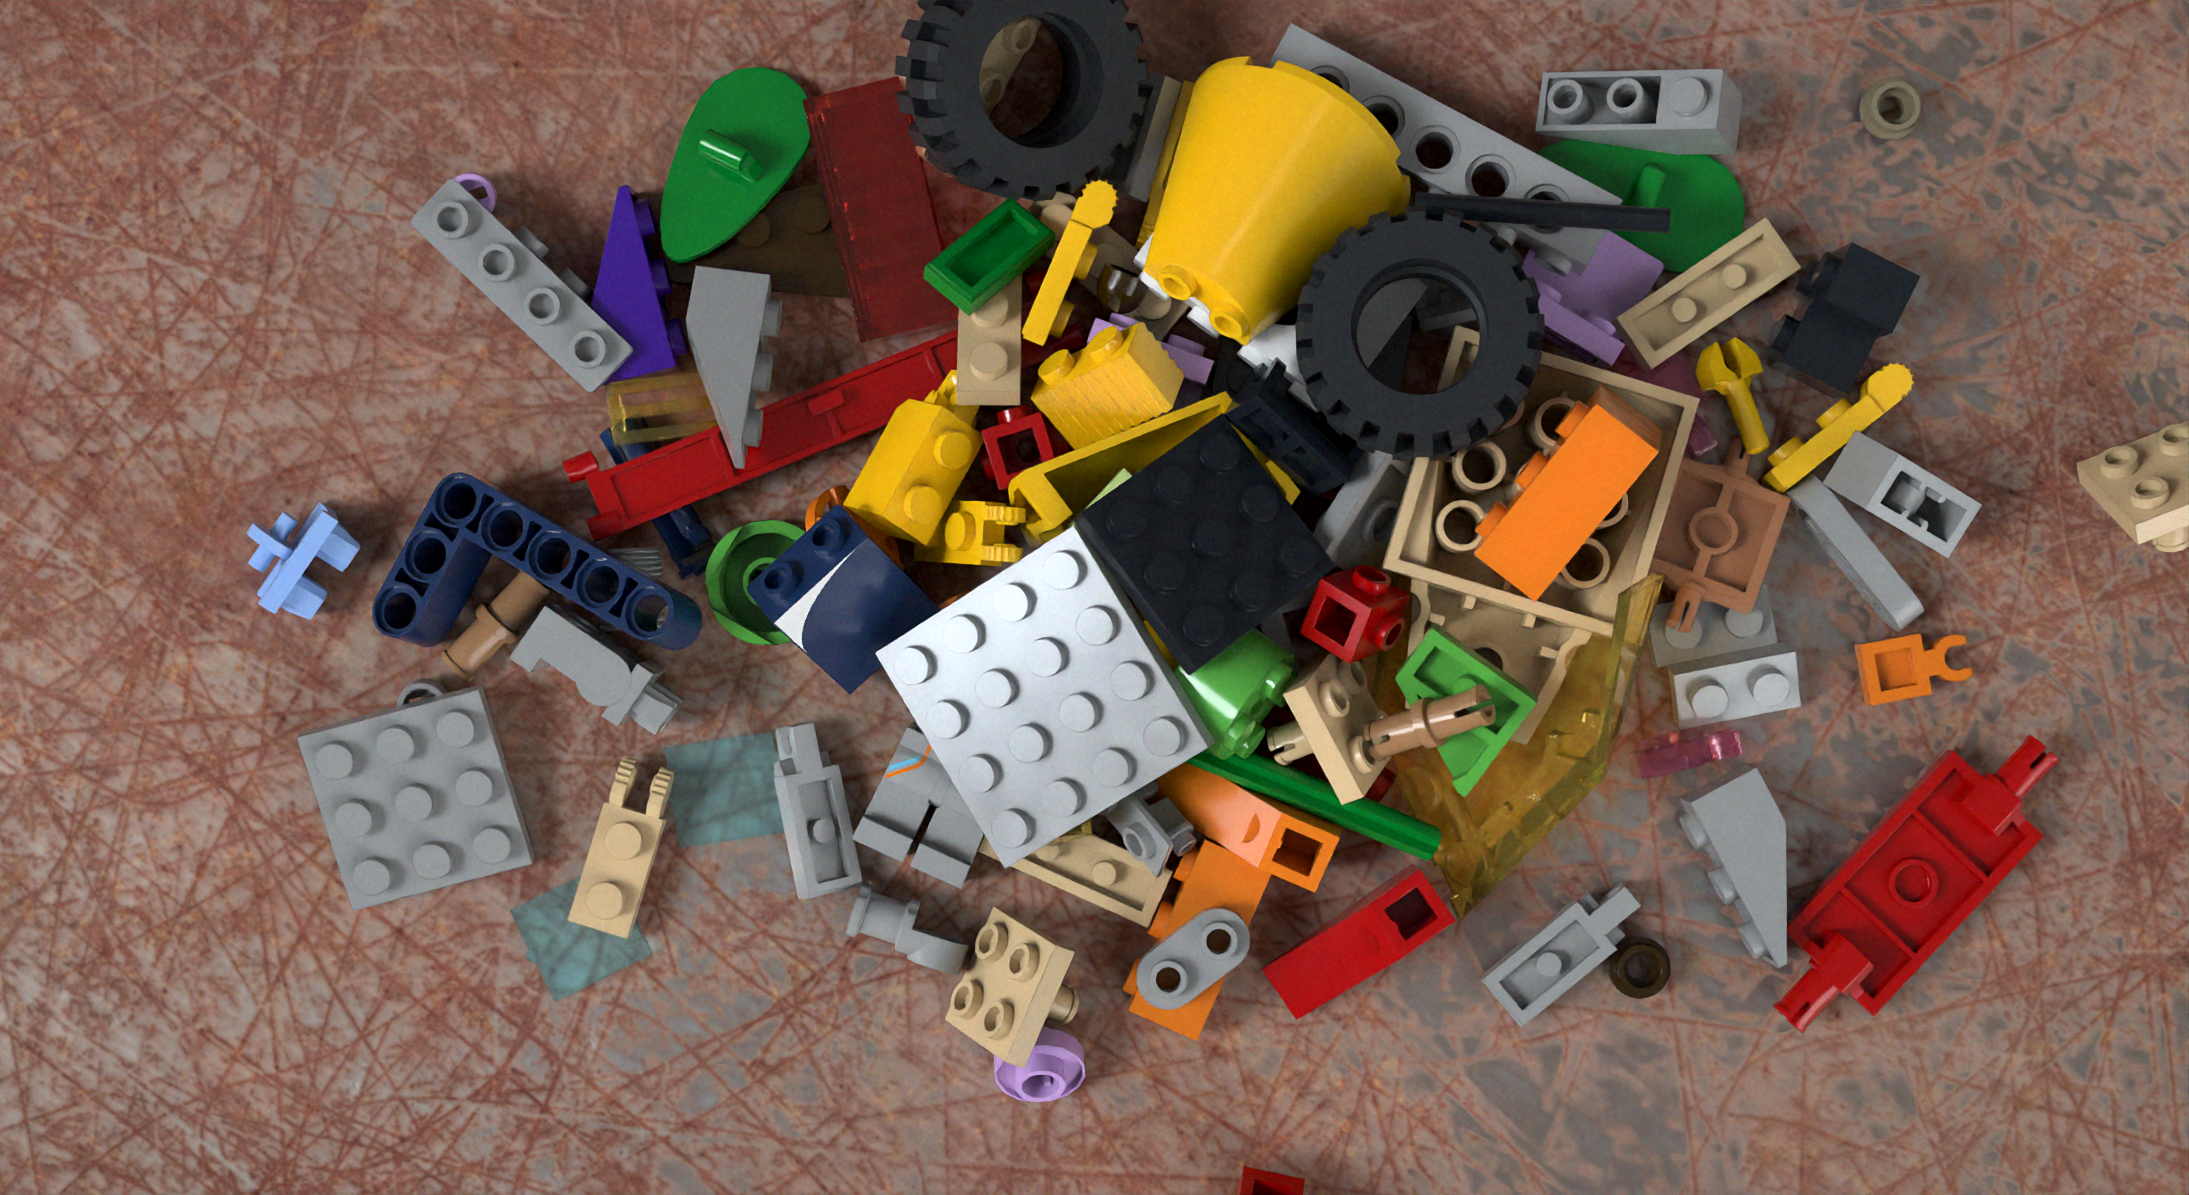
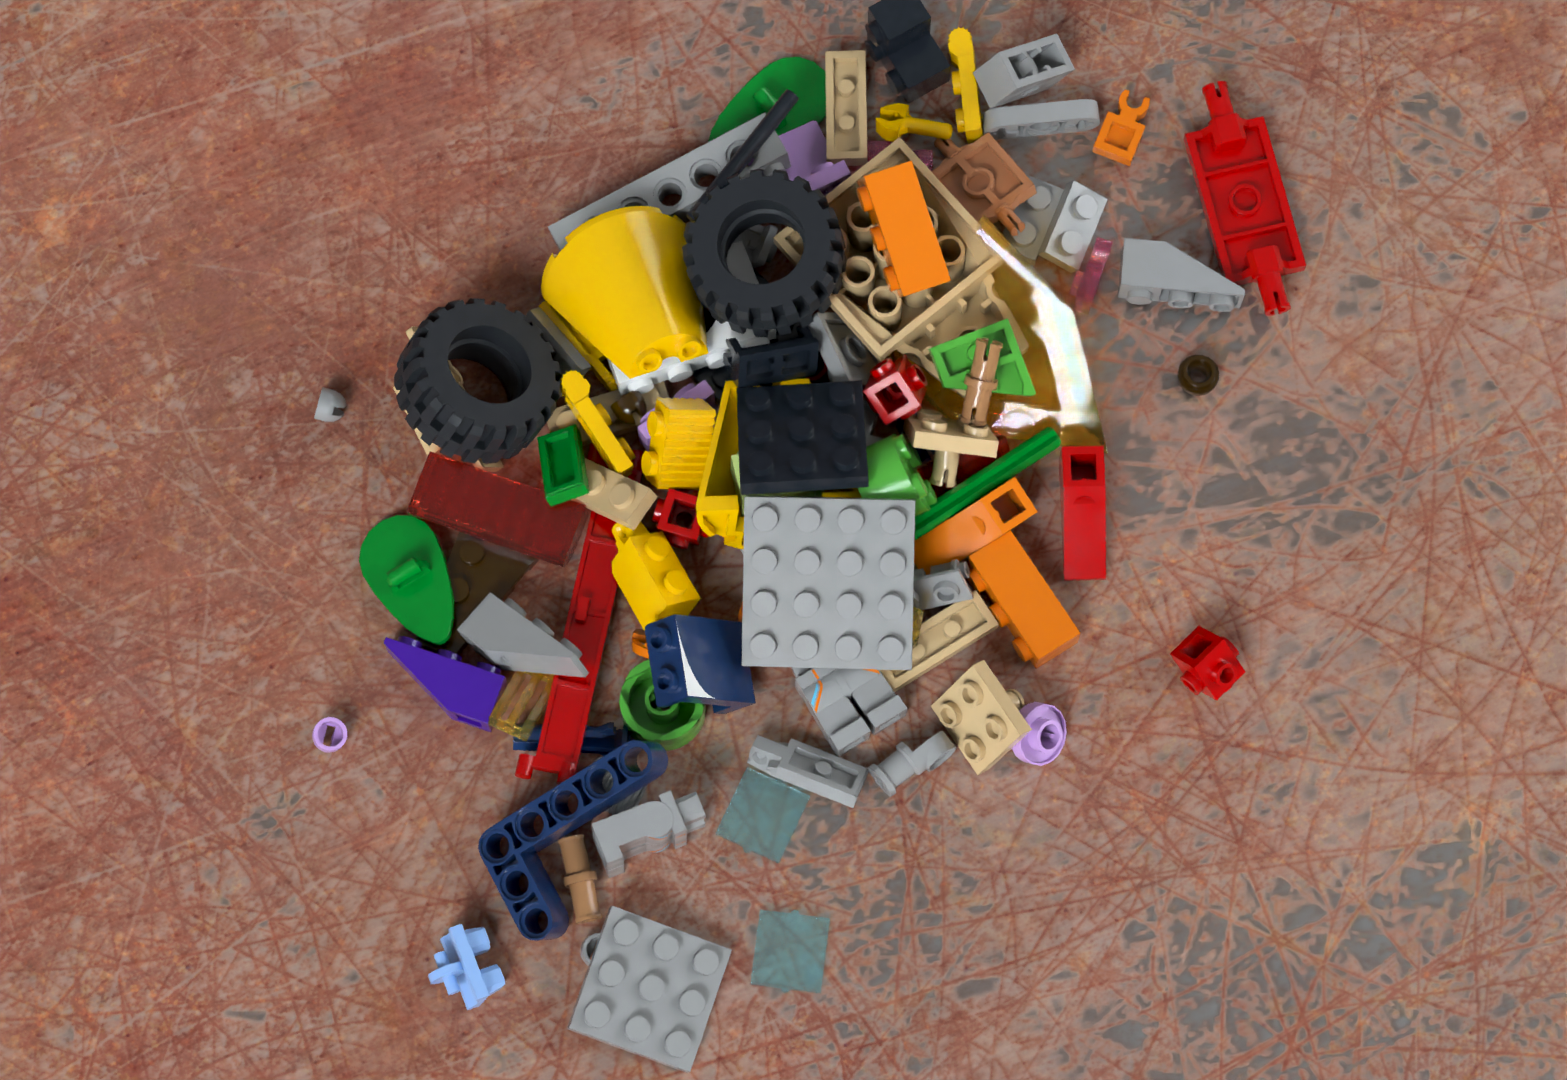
camera: 55 degrees left, 15 degrees down
(523, 285) = (401, 730): light grey bracket -> none
(621, 854) = (761, 894): tan hinge -> none
(973, 535) = (713, 570): yellow hinge -> none
(1192, 958) = (1029, 601): light grey plate -> none
(1559, 953) = (1161, 412): light grey hinge -> none
(1643, 109) = (722, 78): light grey slope -> none

